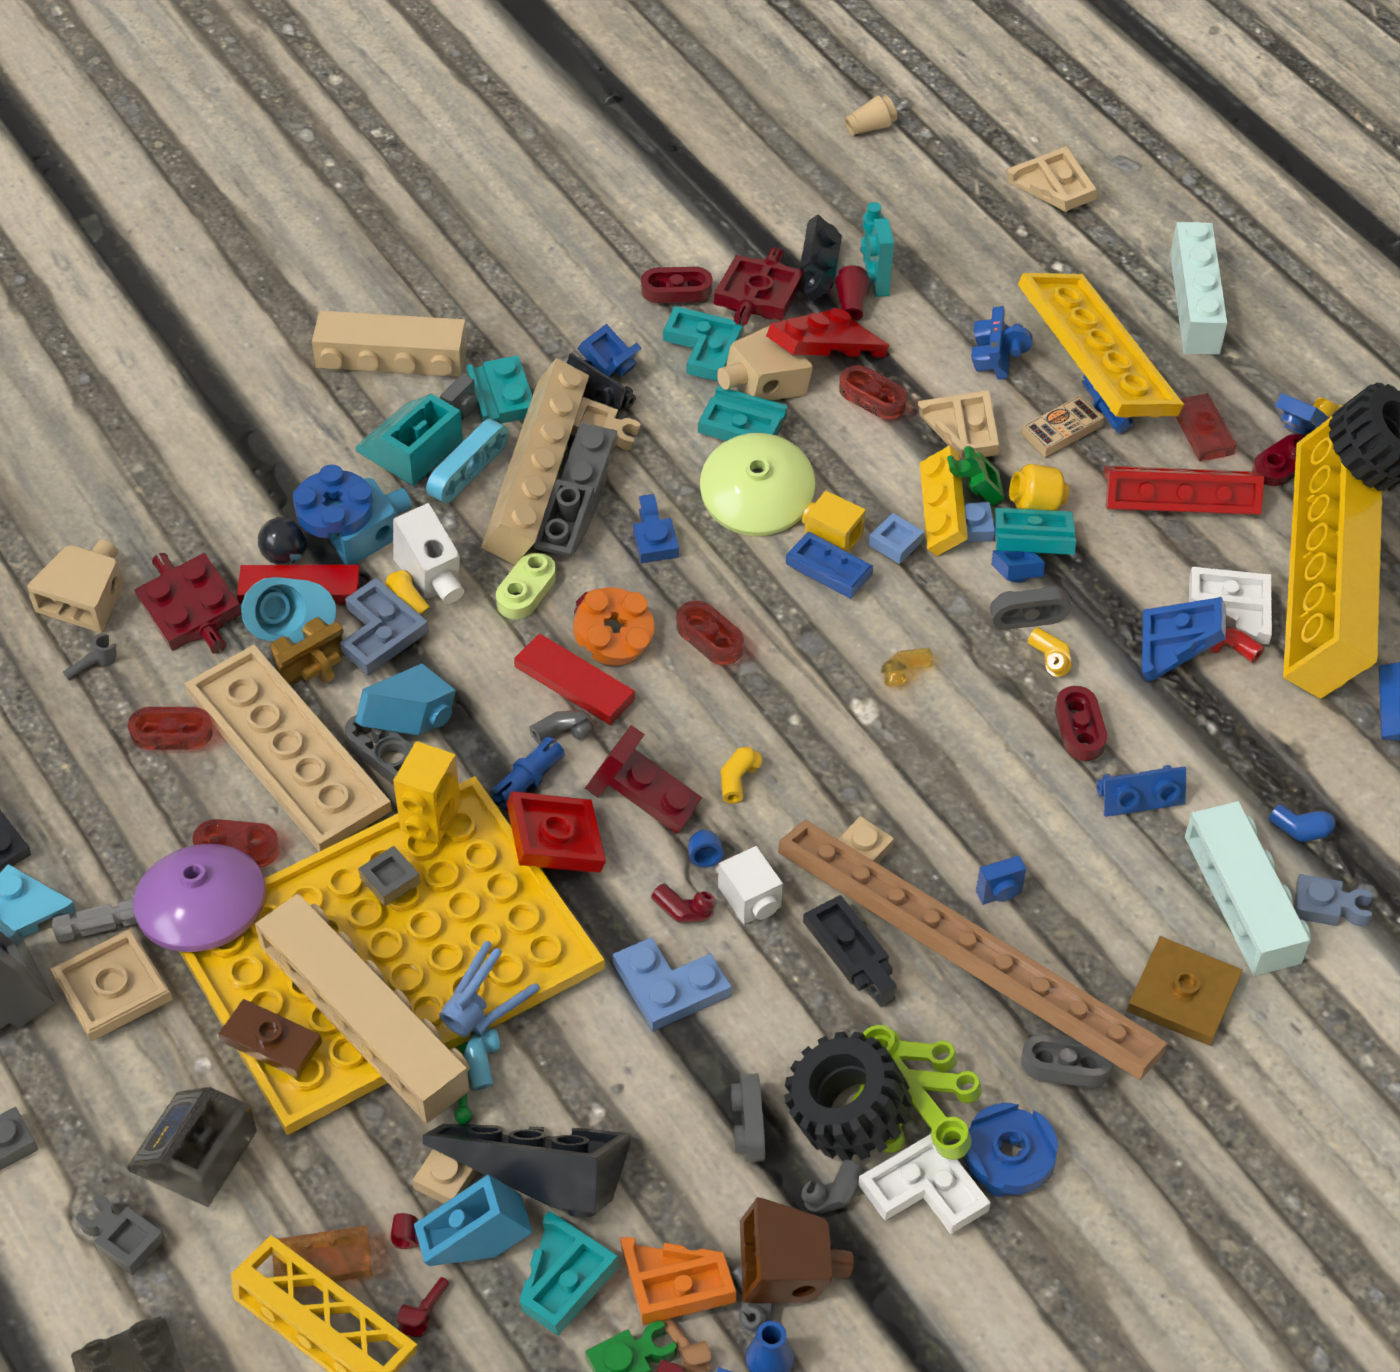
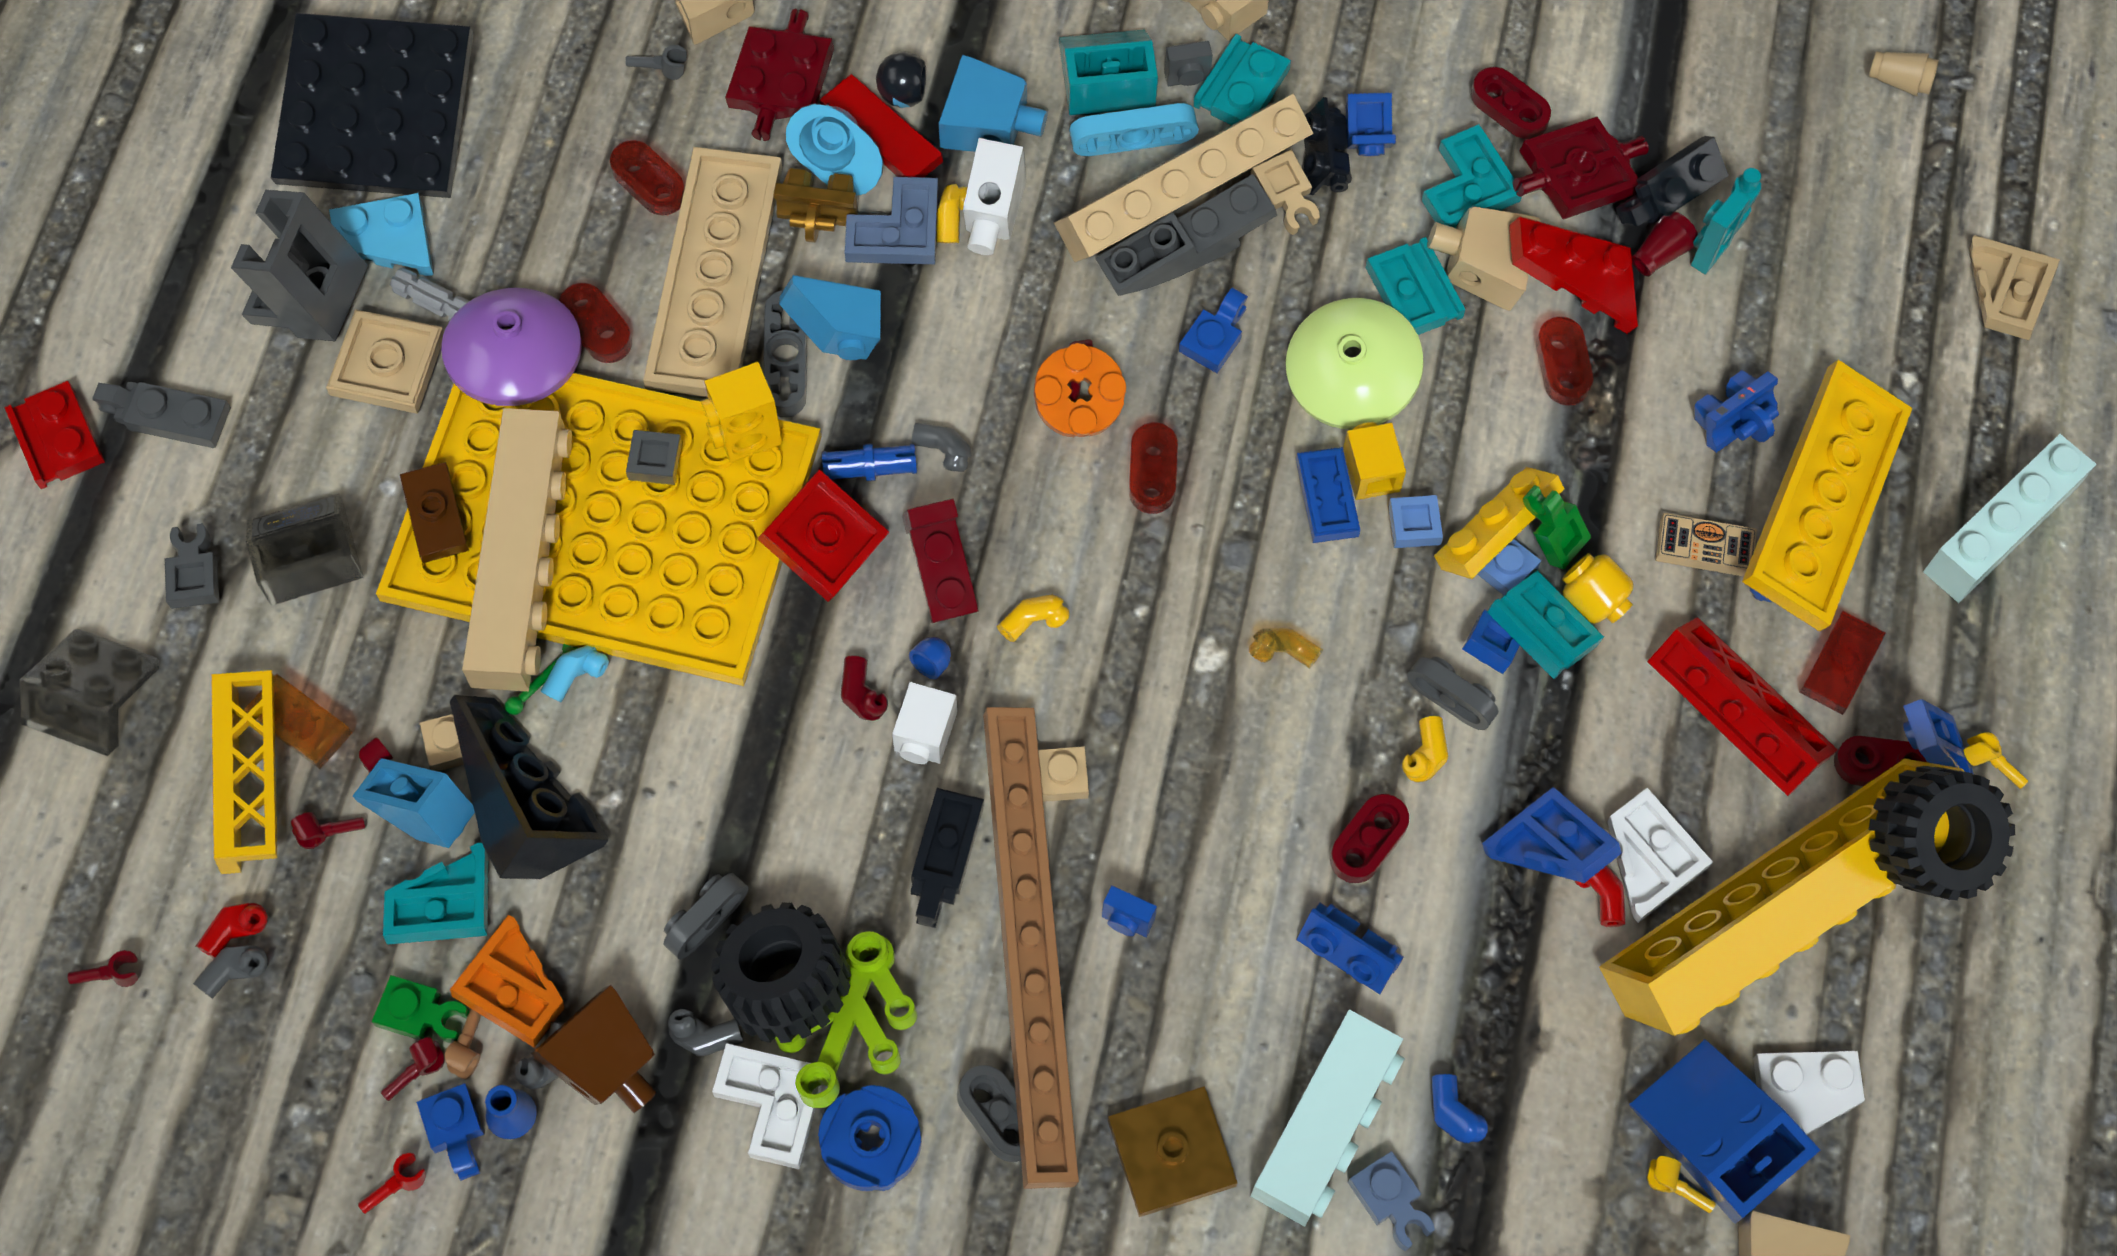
camera: 45 degrees right, 15 degrees up
(330, 485) = (960, 57): blue plate -> none
(465, 1007) = (587, 621): medium blue plant -> none
(530, 578) = (1059, 291): yellowish green plate -> none
(574, 679) = (1000, 411): red tile -> none
(666, 993) = (765, 746): medium blue plate -> none
(963, 421) = (1613, 464): tan wing -> none

